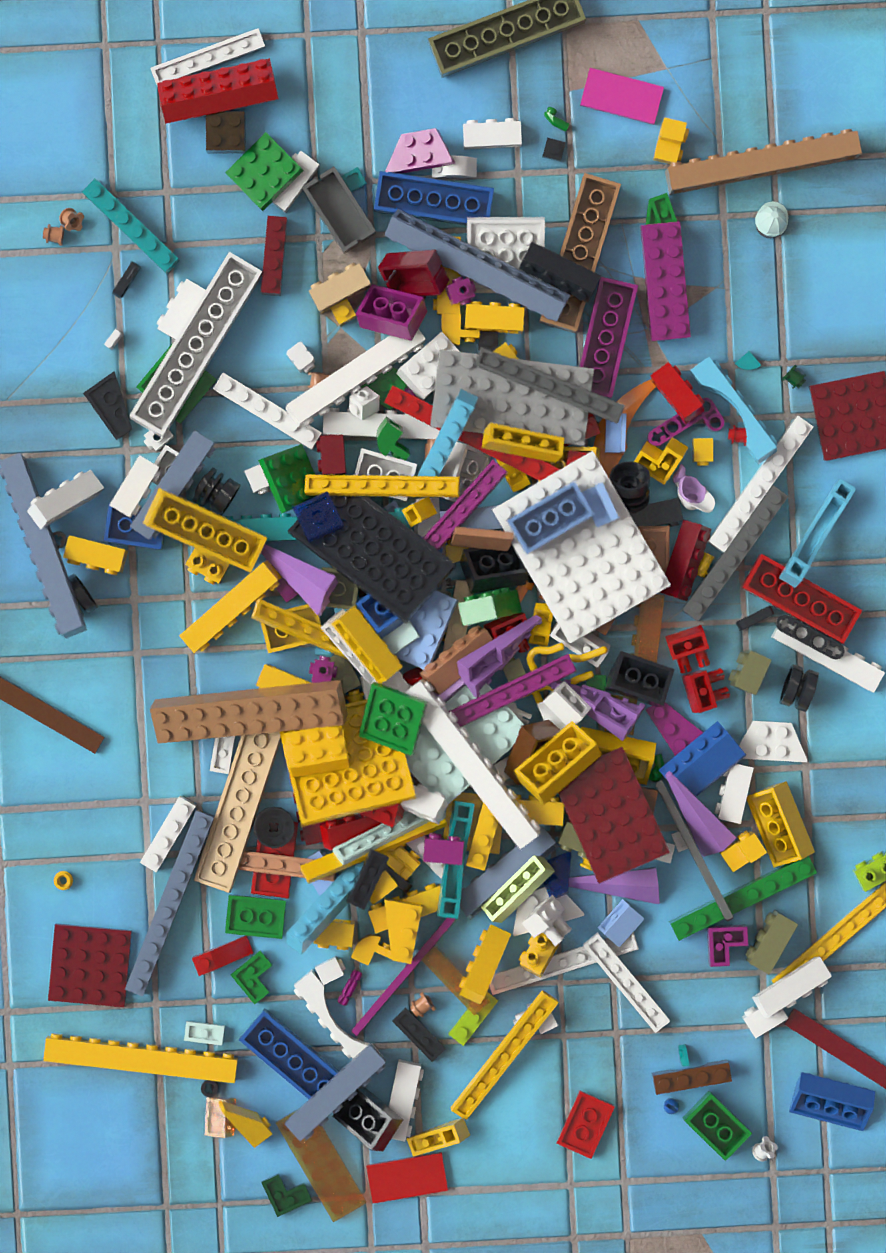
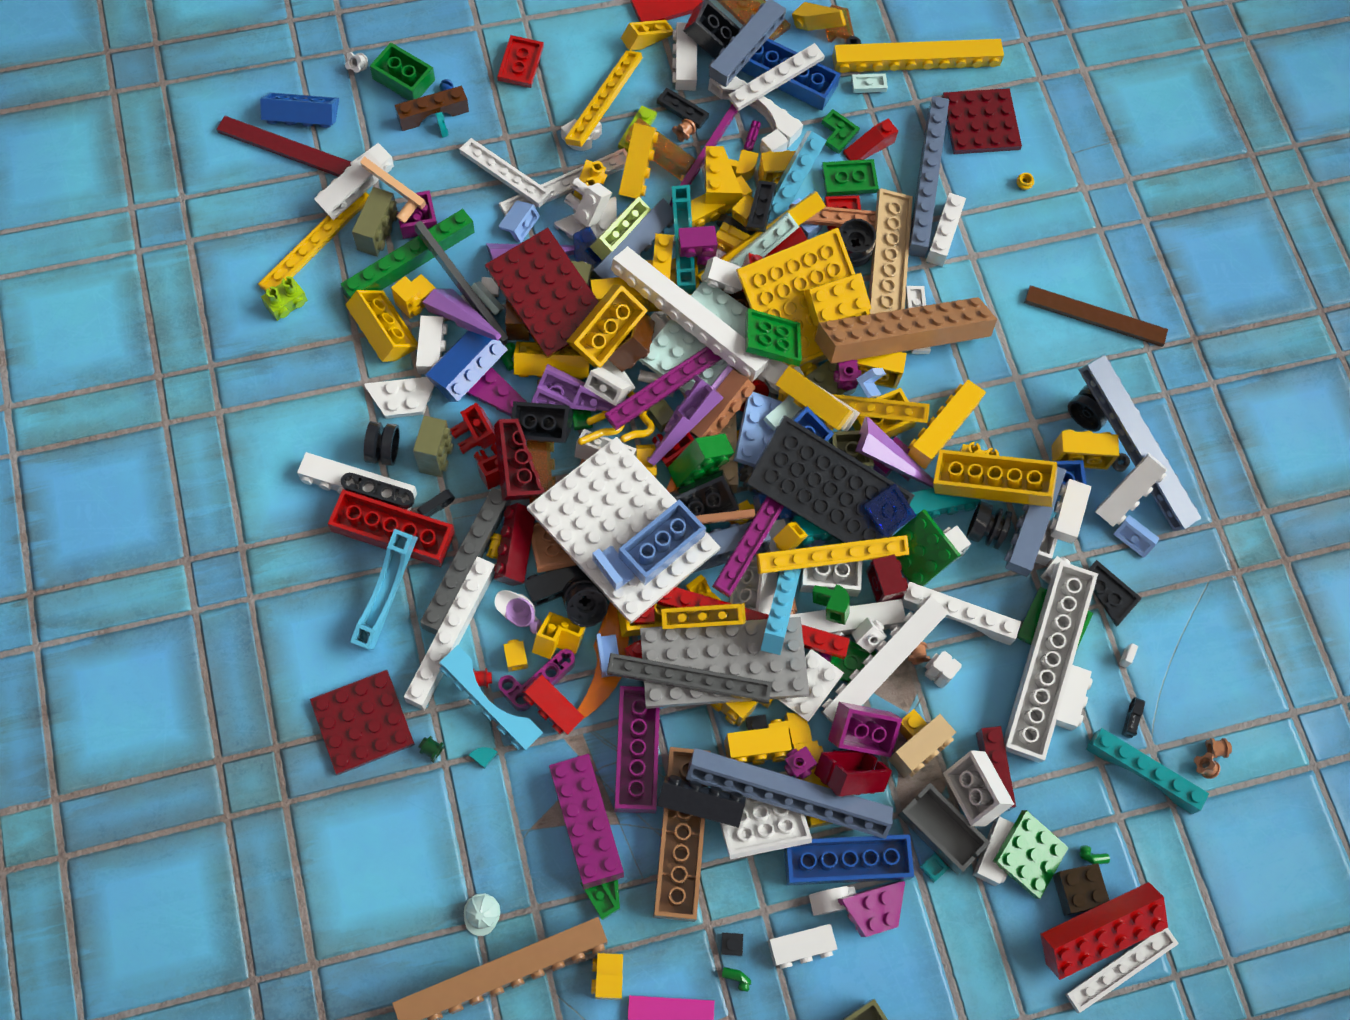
camera: 160 degrees right, 20 degrees down
(65, 458) = (1136, 536): none -> light blue panel
(204, 157) = (1085, 854): none -> green arm
(300, 237) = (978, 788): none -> white brick
(303, 654) = (867, 381): none -> light blue panel
(311, 1045) = (776, 77): none -> white plate
(670, 834) = (487, 298): none -> light aqua tile
(673, 632) = (515, 464): none -> dark red wedge
(729, 950) = (413, 199): none -> light nougat piece

